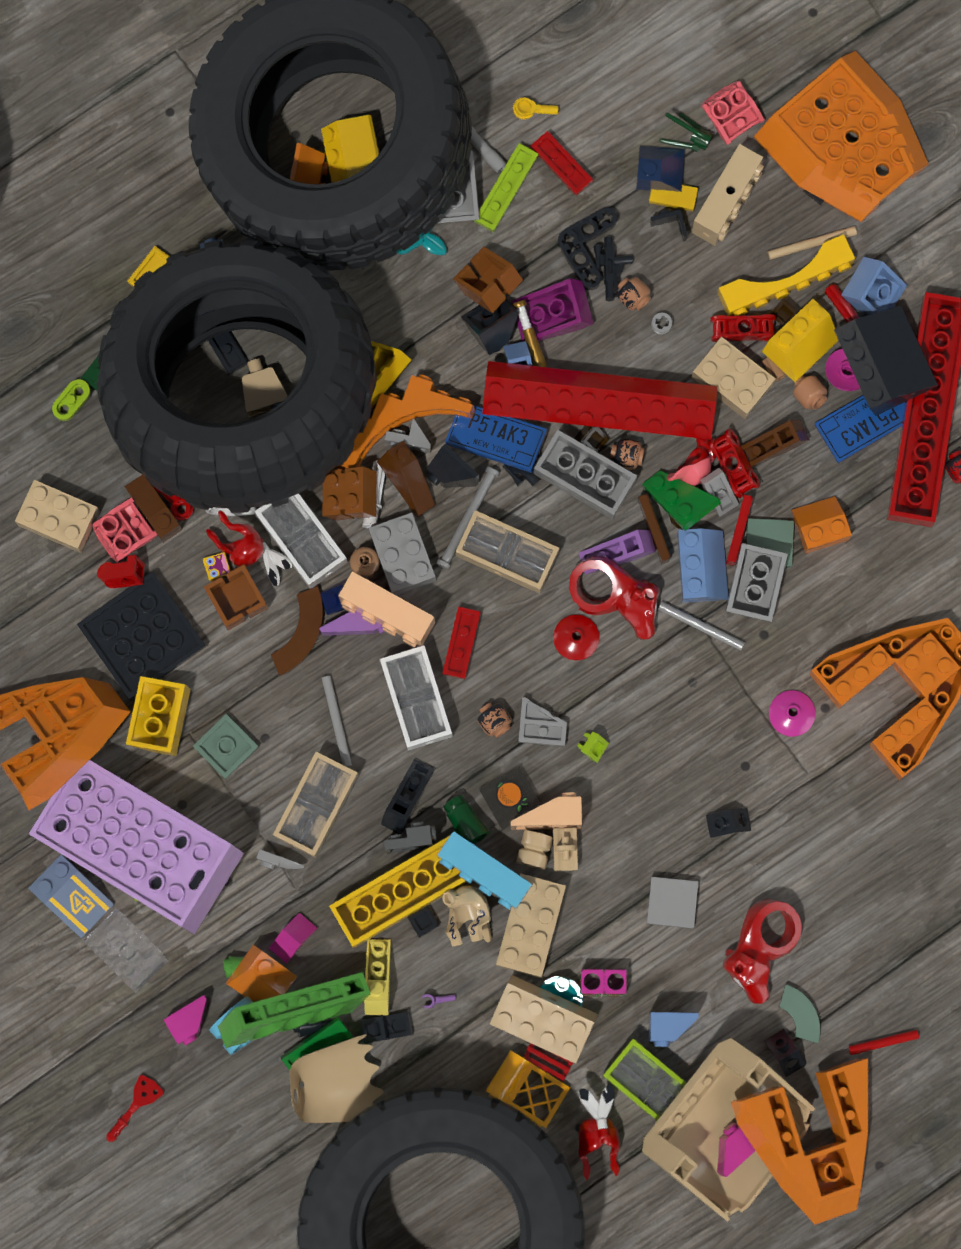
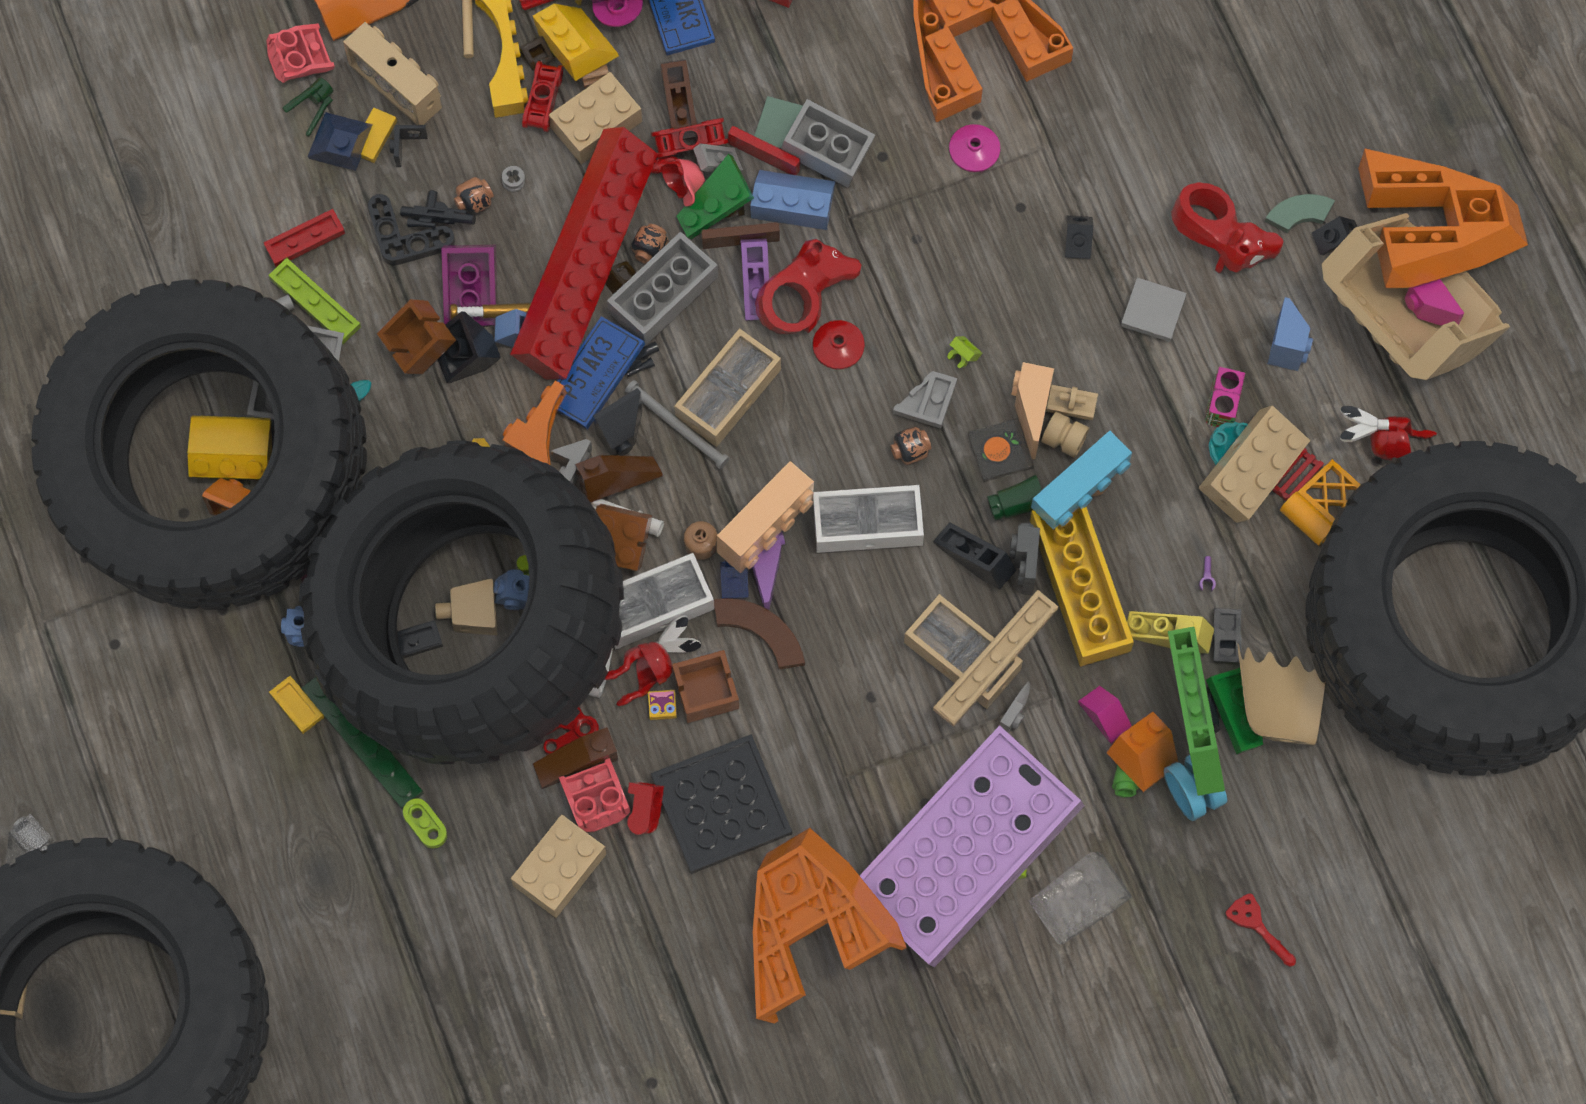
camera: 80 degrees left, 10 degrees down
(71, 896) = (1003, 946): sand blue slope -> none
(158, 716) = (821, 799): yellow slope -> none
(187, 1021) = (1176, 846): dark pink slope -> none
(226, 746) = (871, 740): sand green tile -> none
(309, 832) = (995, 658): none -> tan tile
(336, 721) = (863, 614): light grey bar -> none
(402, 554) = (700, 495): light grey brick -> none
(423, 921) = (1120, 570): black tile -> none
(461, 643) = (816, 461): red plate -> none
(467, 904) = (1112, 511): tan piece -> none
(525, 108) = (229, 261): yellow plate -> none
(531, 928) = (1158, 459): tan brick -> none
(644, 1079) = (1344, 374): clear brick -> none
(702, 626) = (863, 208): light grey bar -> none
(810, 392) = (632, 46): nougat head -> none
(821, 524) = (778, 69): orange slope -> none
(883, 1042) = (1346, 138): red bar -> none

